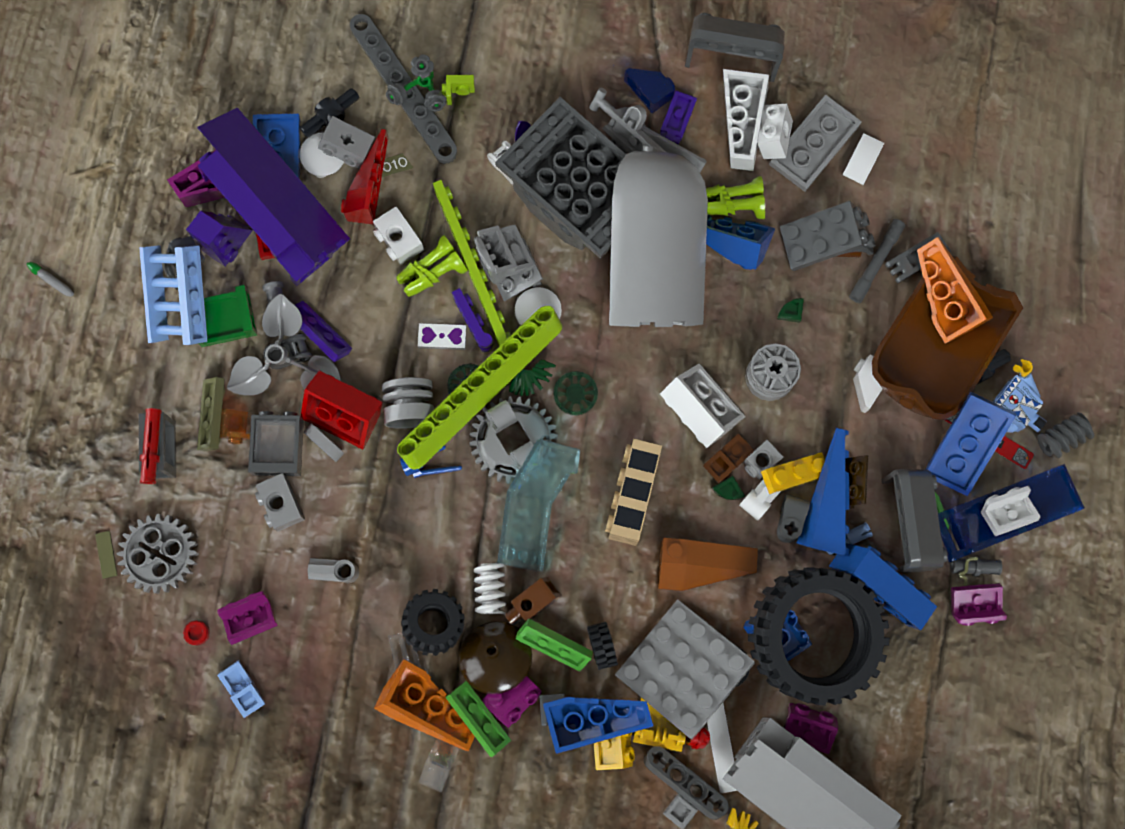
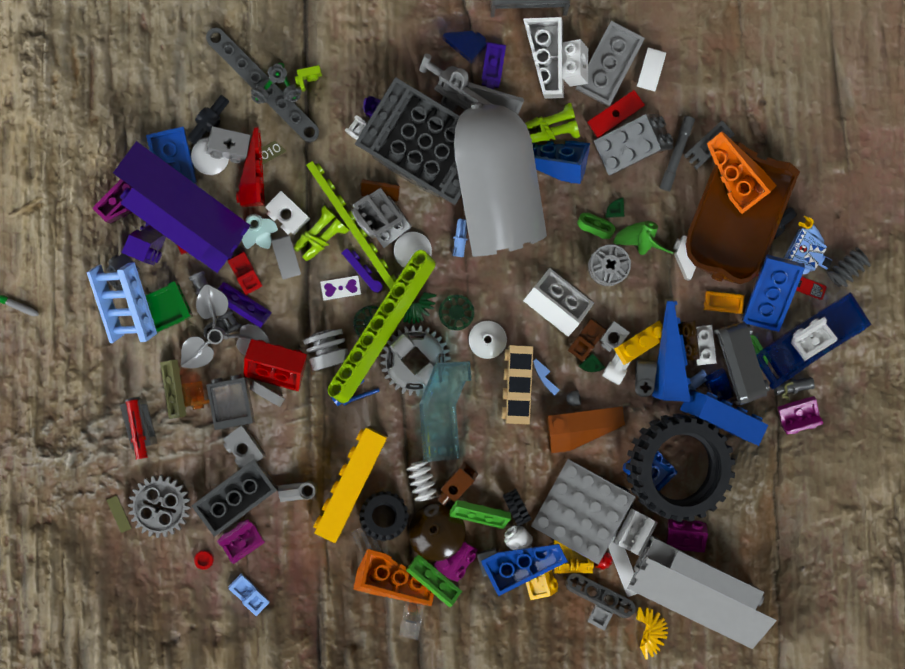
camera: 10 degrees left, 10 degrees up
(252, 561) = (235, 497): none -> dark grey slope
(331, 295) = (245, 273): none -> red slope
(360, 254) = (260, 234): none -> light aqua plate
(384, 286) = (286, 257): none -> light grey slope
(400, 573) = (350, 485): none -> yellow brick
(526, 231) = (369, 187): none -> reddish brown slope
(595, 685) = (518, 538): none -> white head
(598, 307) = (460, 238): none -> light blue axle
(606, 446) = (491, 349): none -> white dish
(665, 485) = (542, 372): none -> light blue slope
(699, 526) = (573, 398): none -> dark grey hinge
(745, 709) = (635, 532): none -> white bracket
(765, 324) = (596, 225): none -> bright green plate
(820, 349) = (642, 235): none -> bright green piece
(823, 195) = (624, 107): none -> red tile
(876, 494) = (706, 346): none -> white brick
(884, 540) = (719, 385): none -> clear blue slope
(905, 447) = (724, 302): none -> light orange tile

